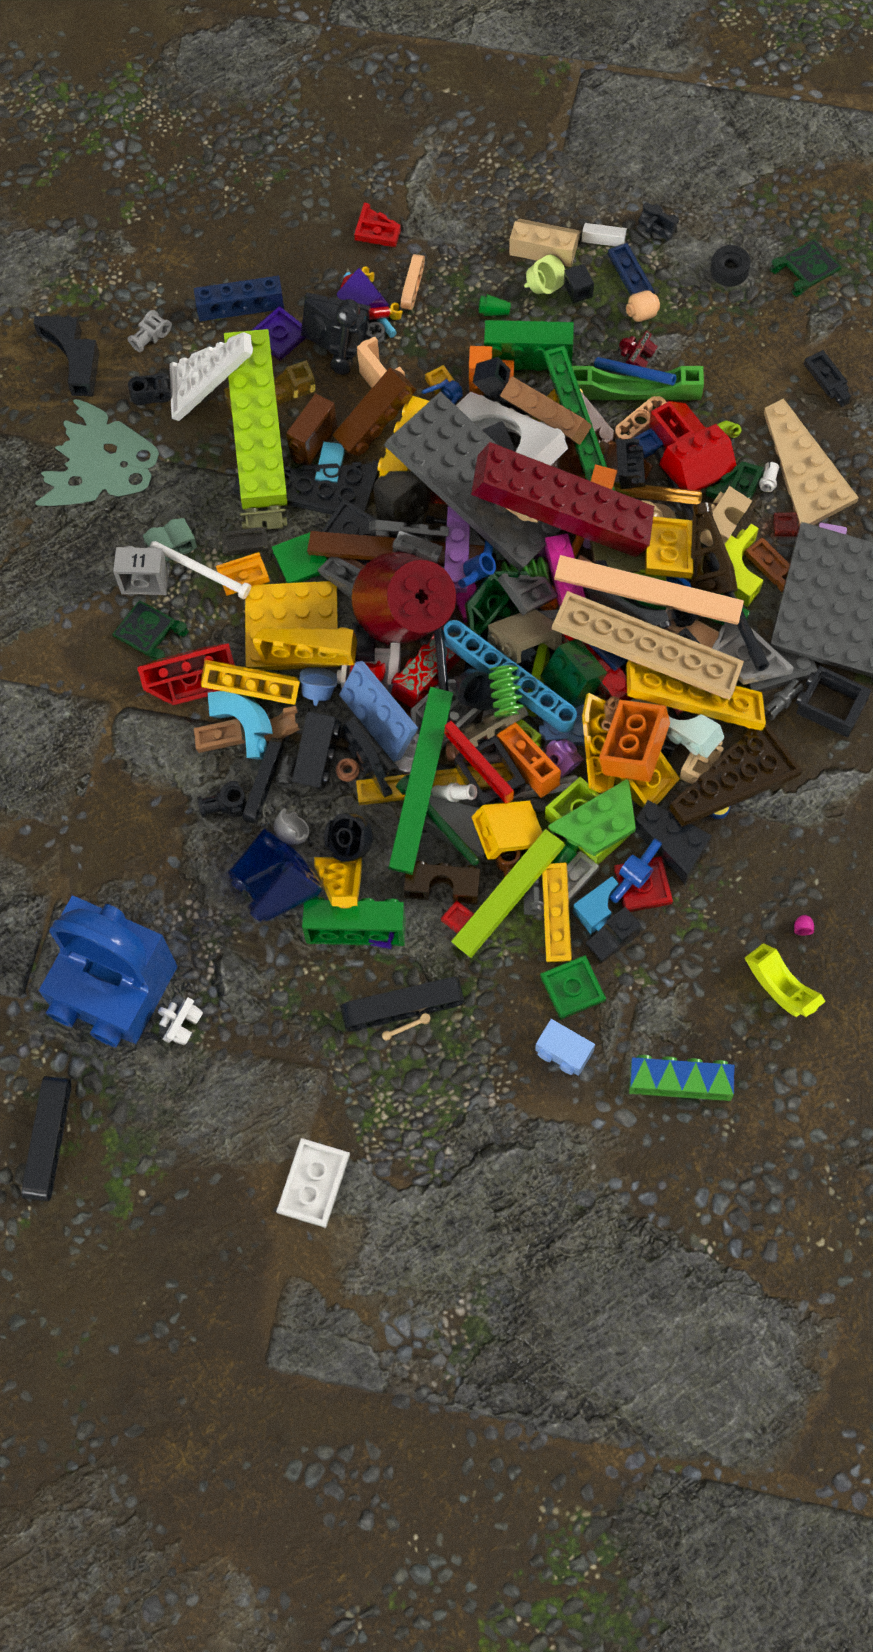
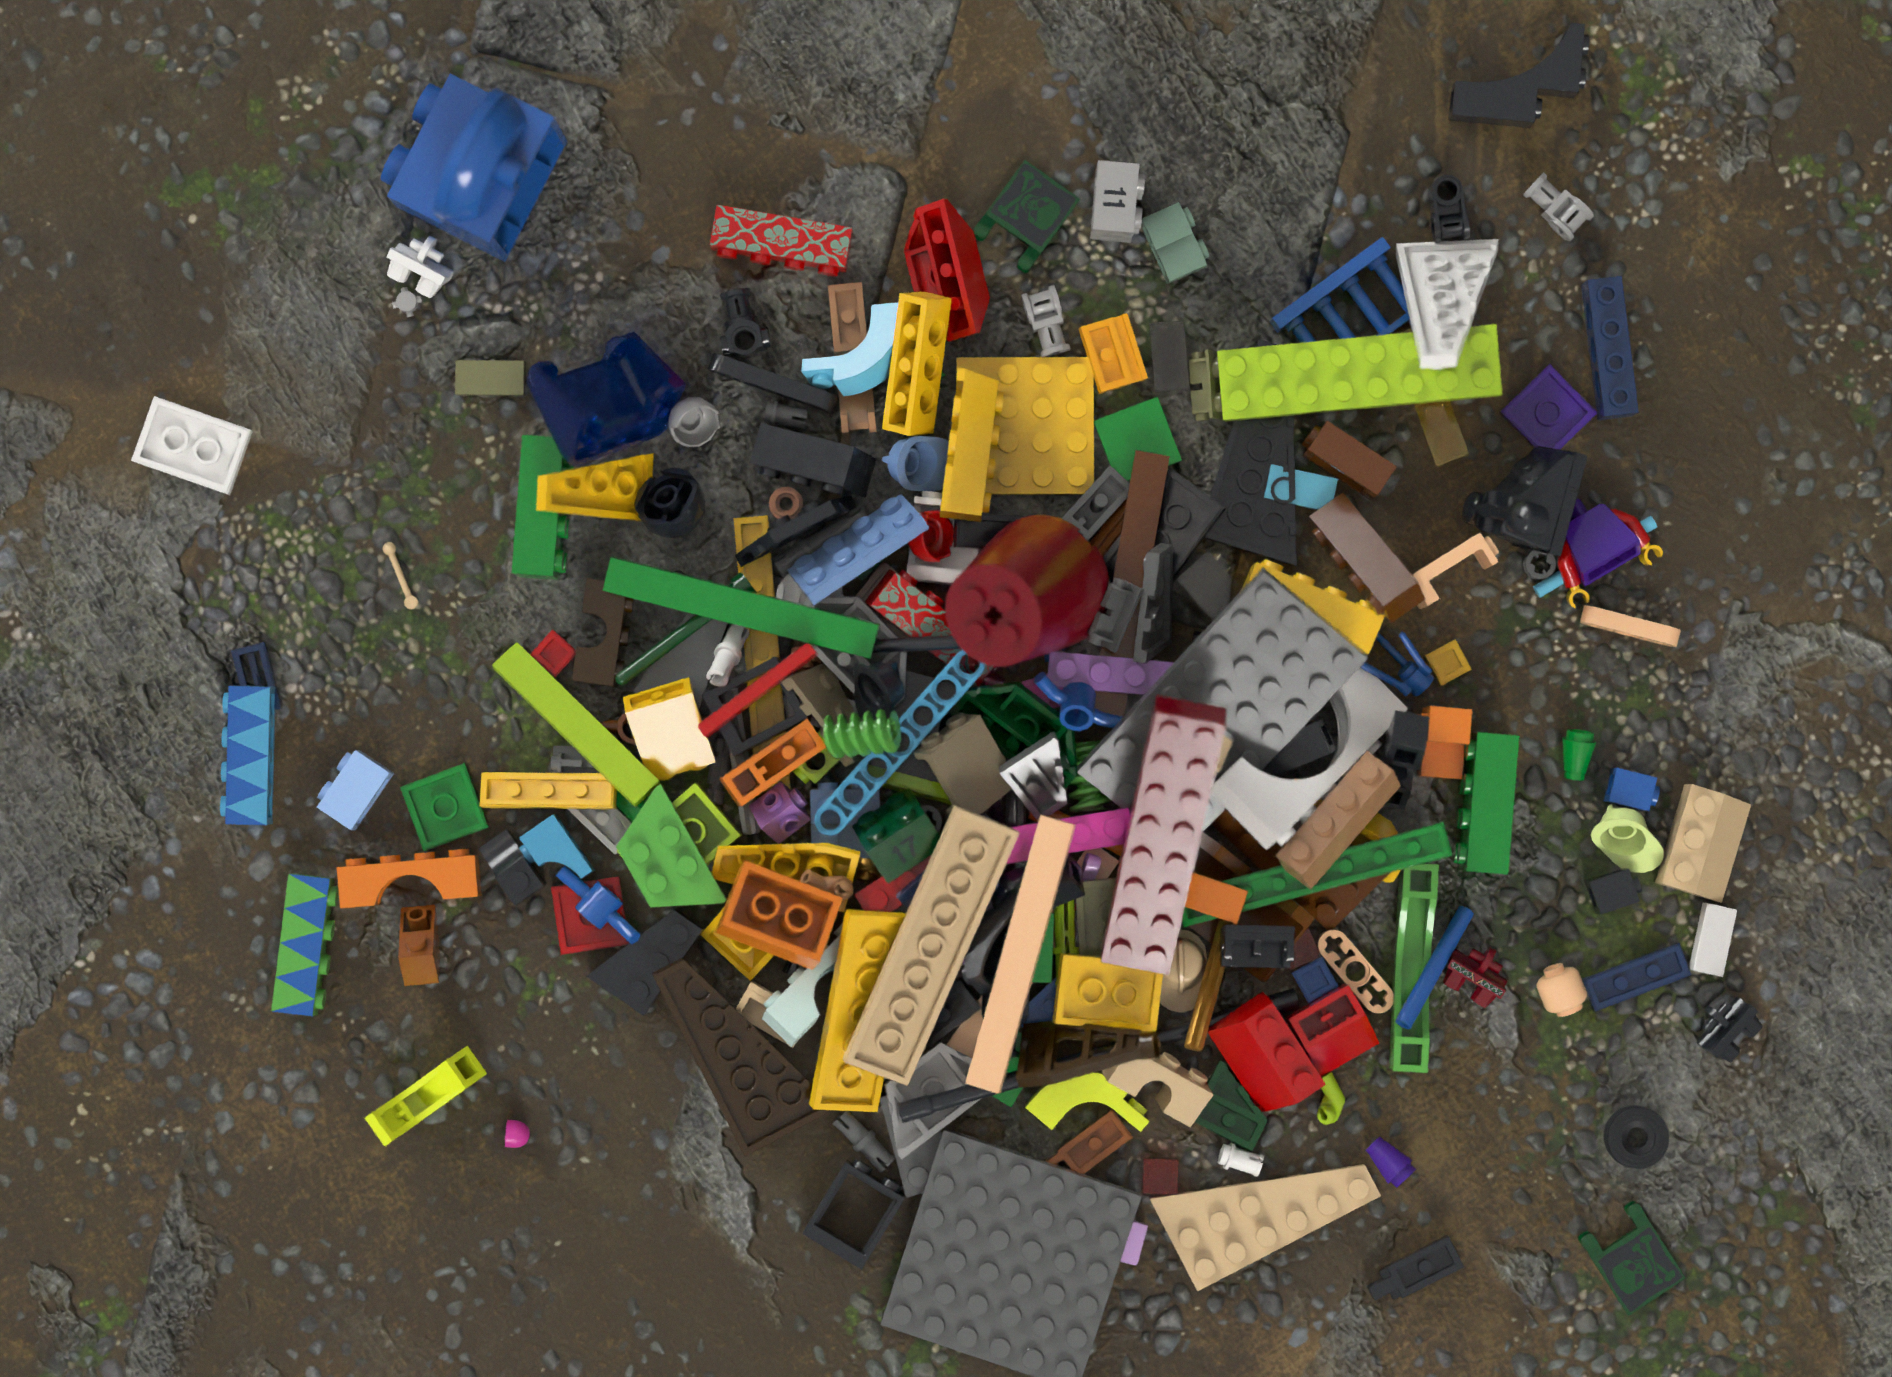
camera: 90 degrees right, 20 degrees up
(46, 1138) = (266, 90): black beam -> none
(94, 464) = (1324, 124): sand green piece -> none
(163, 779) = (781, 239): none -> red brick
(194, 444) = (1346, 279): none -> blue fence
(205, 1031) = (407, 302): none -> light grey piece
(219, 614) = (1045, 318): none -> light grey connector
(243, 590) = (1113, 290): white bar -> none
(261, 970) = (489, 378): none -> olive tile
(376, 228) = (1740, 571): red wing -> none
(402, 1004) = (428, 571): black beam -> none
(491, 1135) = (266, 662): none -> dark blue tile
(514, 276) = (1631, 789): none -> blue brick
(544, 1124) = (249, 755): none -> brick
(633, 1036) = (365, 884): none -> orange arch
(675, 996) = (419, 945): none -> dark orange slope
(763, 391) = (1390, 1162): none -> dark purple cone

